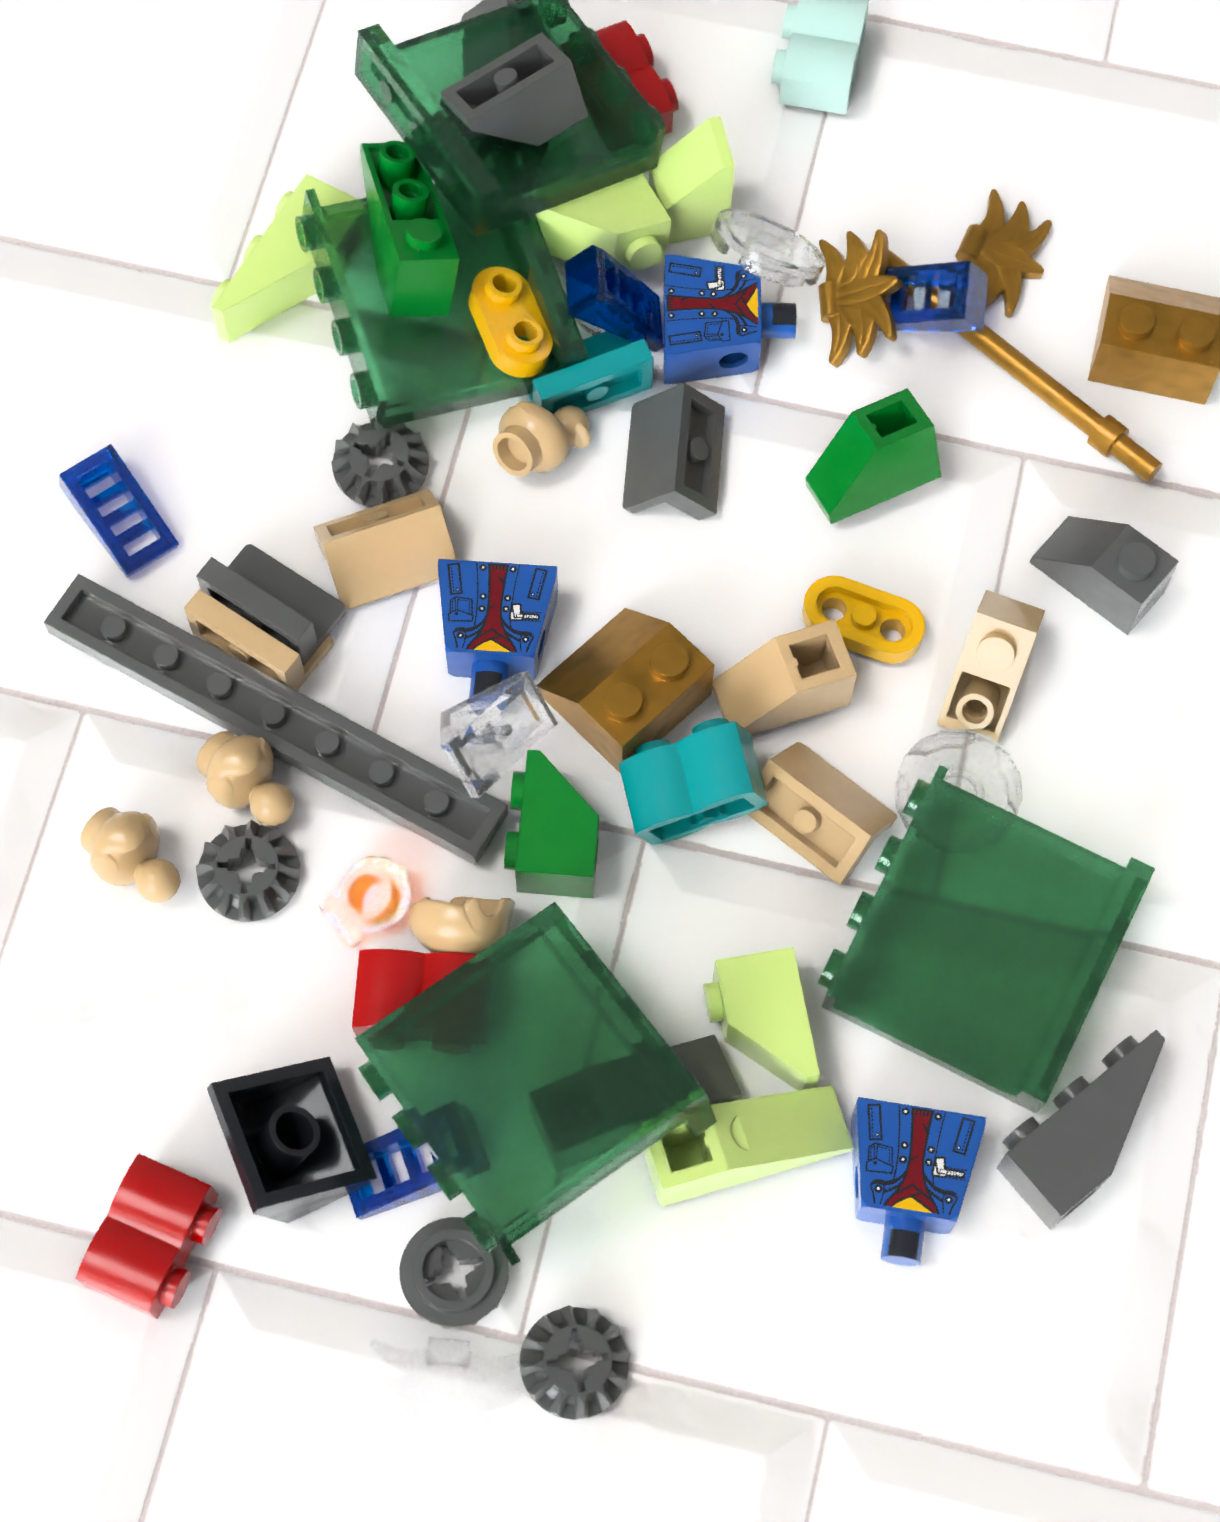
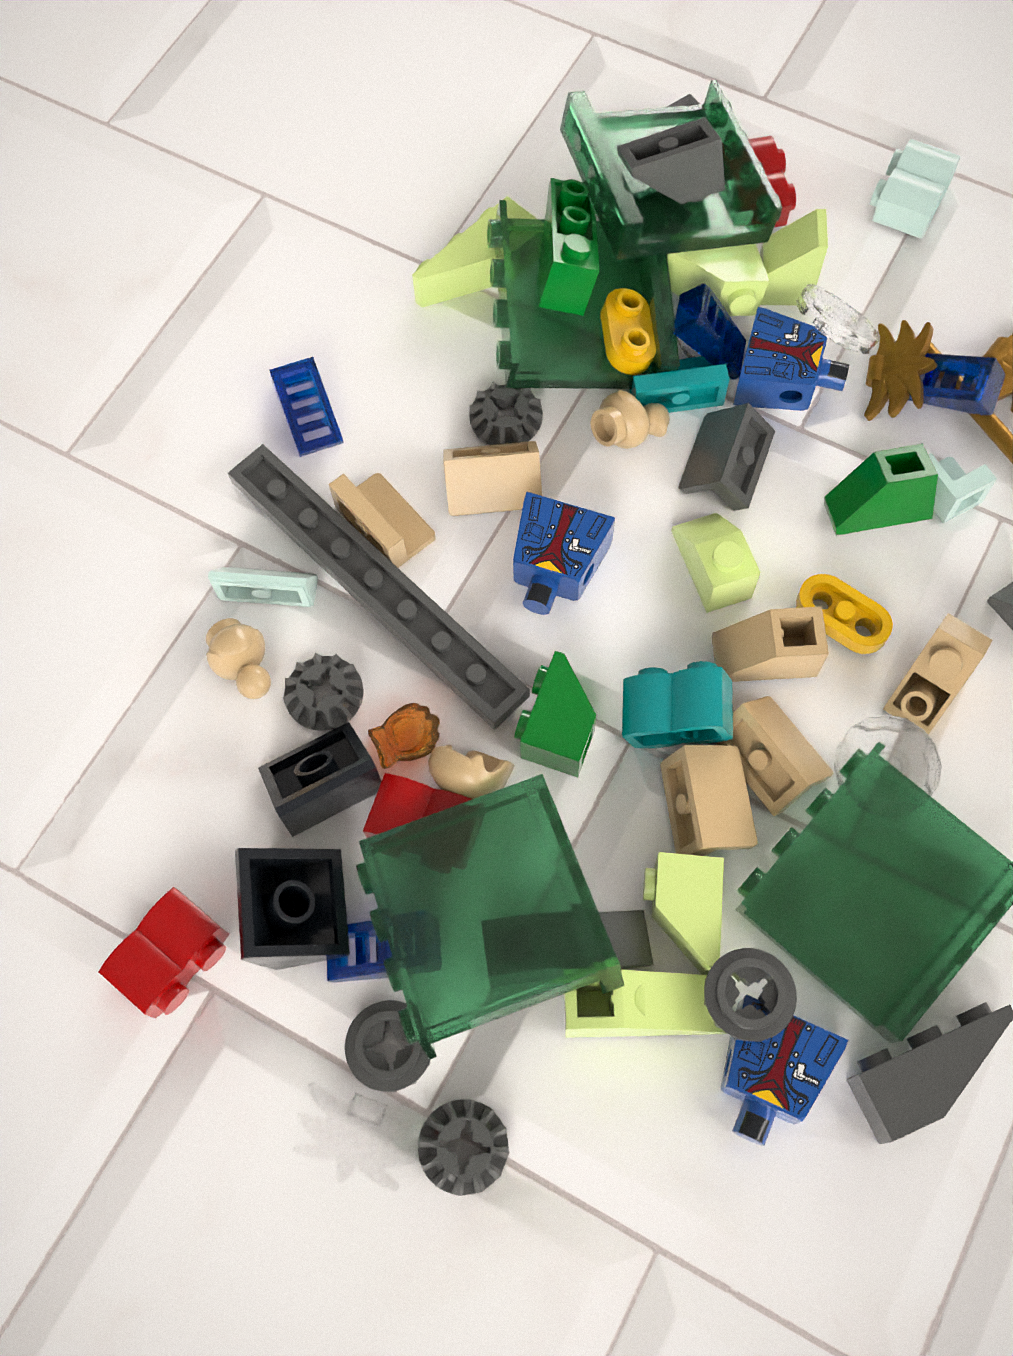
camera: 20 degrees right, 0 degrees up
(133, 756) = (264, 586): none -> light aqua slope
(240, 776) = (336, 619): tan animal -> none
(273, 599) = (398, 495): dark grey panel -> none
(278, 977) = (320, 779): none -> black slope
(494, 731) = (533, 630): clear slope -> none
(629, 684) = (648, 620): pearl gold slope -> none
(694, 588) = (717, 560): none -> yellowish green slope
(756, 884) = (708, 800): none -> tan panel
(852, 1065) = (777, 997): none -> dark grey gear
(962, 432) = (957, 490): none -> light aqua panel

